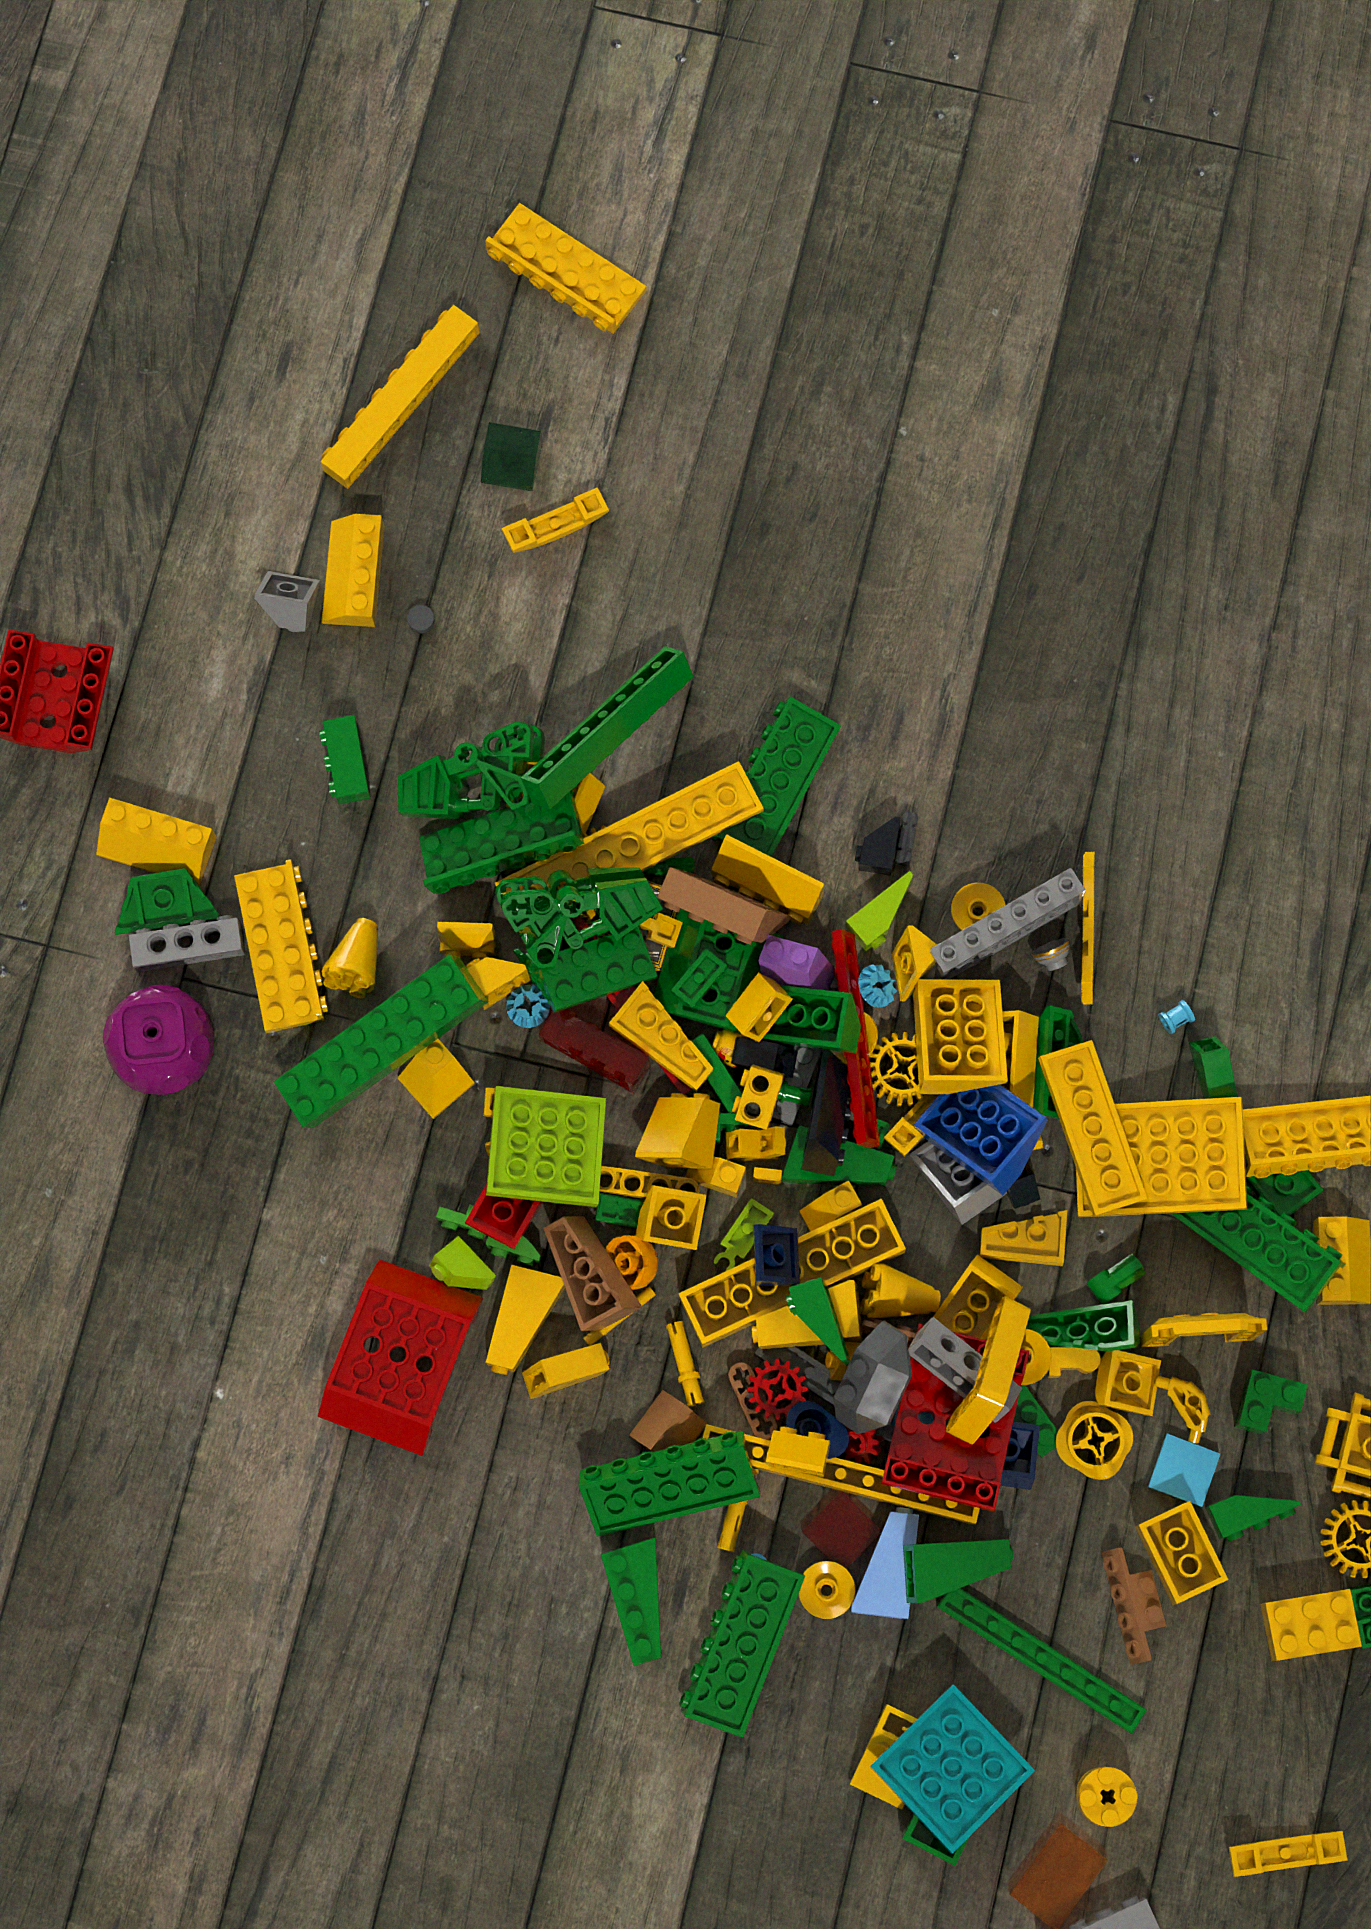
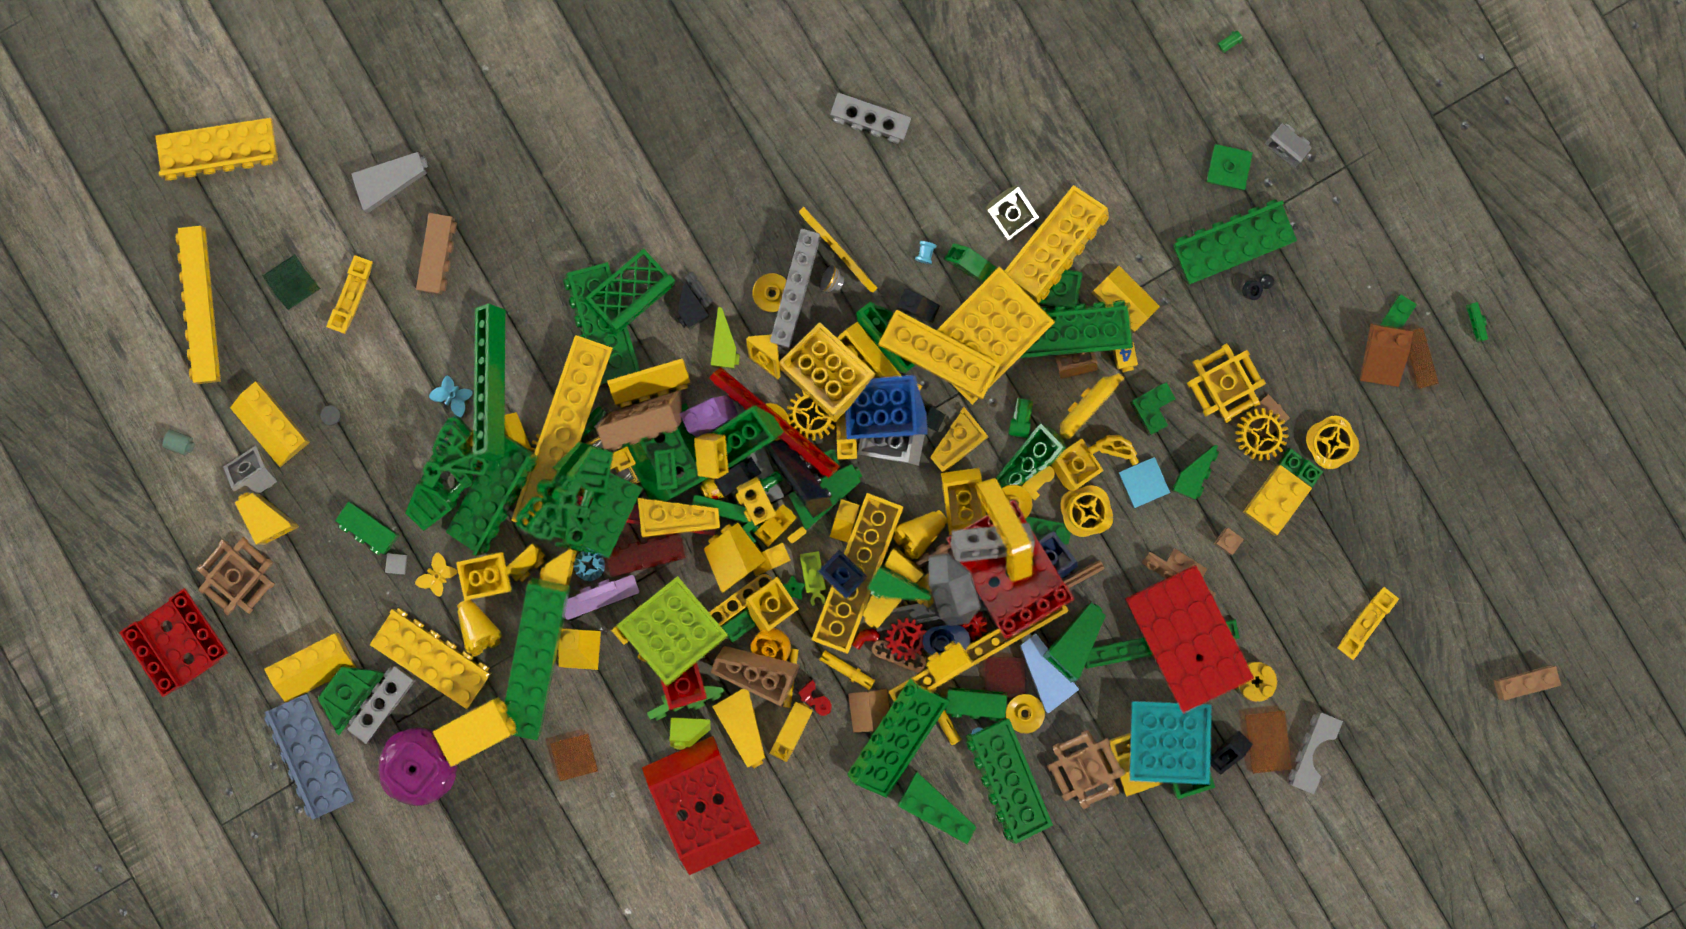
camera: 50 degrees left, 10 degrees up
(65, 928) = (309, 756): none -> sand blue bracket
(173, 684) = (235, 576): none -> medium nougat brick
(248, 506) = (178, 442): none -> sand green brick
(250, 1056) = (475, 731): none -> yellow slope
(255, 654) = (263, 518): none -> yellow slope
(322, 1183) = (574, 757): none -> clear orange tile
(339, 822) = (396, 563): none -> light grey tile
(367, 874) = (438, 576): none -> yellow piece
(412, 911) = (483, 576): none -> yellow slope
(508, 1046) = (605, 594): none -> lavender bracket
(559, 710) = (452, 394): none -> medium azure piece
(625, 1373) = (821, 703): none -> red leg
(678, 560) = (435, 254): none -> medium nougat brick
(702, 447) = (387, 179): none -> light grey slope
(717, 1230) = (798, 588): none -> green plate
(738, 1347) = (865, 635): none -> red arm
(786, 1529) = (976, 703): none -> green brick
(835, 1711) = (1086, 769): none -> medium nougat brick
(840, 796) = (642, 303): none -> green fence
(876, 996) = (750, 383): medium azure gear -> none
(1006, 1846) = (1230, 752): none -> black slope
(1028, 1504) = (1083, 574): none -> medium nougat axle
(1083, 1650) = (1189, 638): none -> red piece
(1117, 1062) = (918, 305): none -> black slope
(1181, 1553) = (1181, 526): yellow brick -> none
(1216, 1618) = (1228, 541): none -> medium nougat brick
(1228, 1278) = (1076, 364): none -> medium nougat slope
(1235, 791) = (882, 115): none -> light grey brick
(1286, 1321) = (1125, 359): none -> yellow brick
(1306, 1059) = (1011, 212): none -> olive slope

